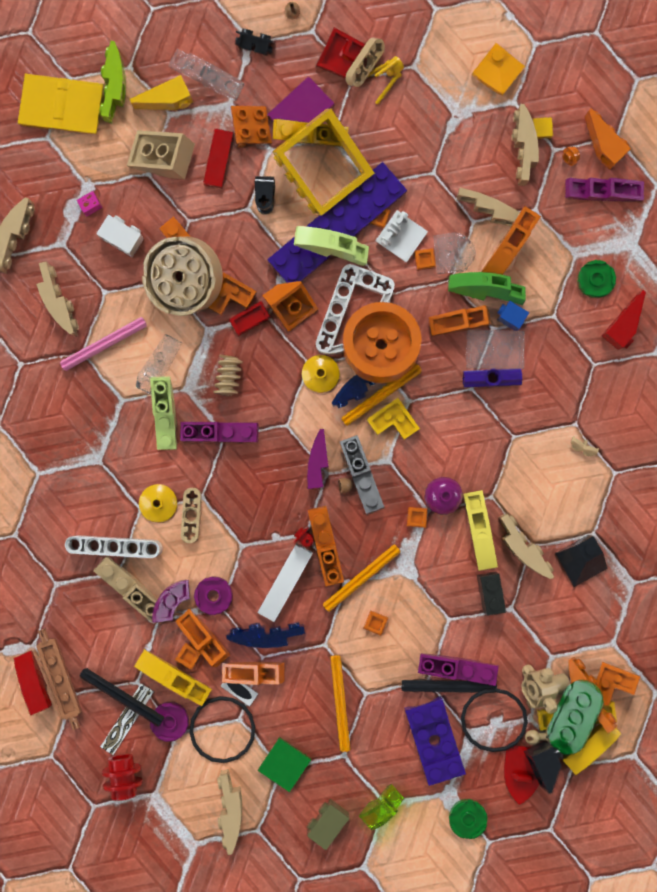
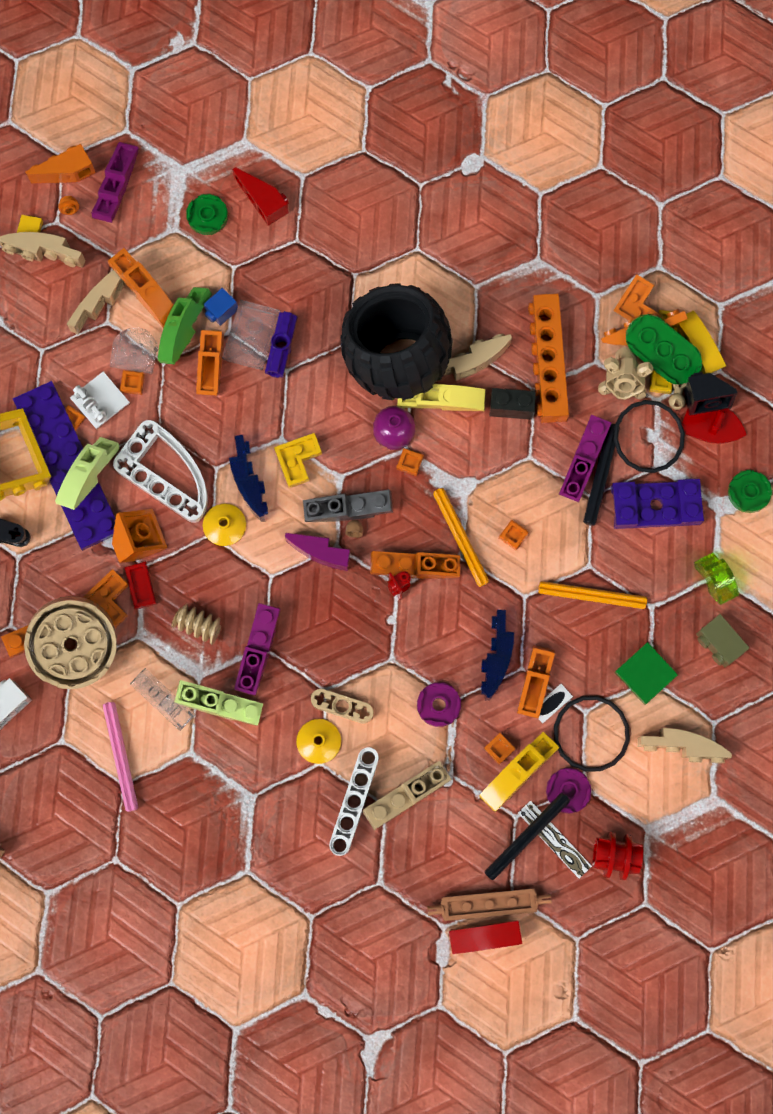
camera: 70 degrees left, 10 degrees down
(58, 307) = (62, 796): tan slope -> none
(169, 600) = (431, 752): magenta tile -> none
(202, 638) = (483, 727): orange slope -> none
(285, 582) = (444, 619): white slope -> none
(377, 323) = (197, 428): orange brick -> none
(380, 396) = (266, 465): light orange axle -> none
(537, 464) = (393, 315): none -> black tyre
(582, 559) = (500, 303): black slope -> none
(588, 451) = (378, 276): tan piece -> none
(590, 605) = (549, 306): none -> orange brick

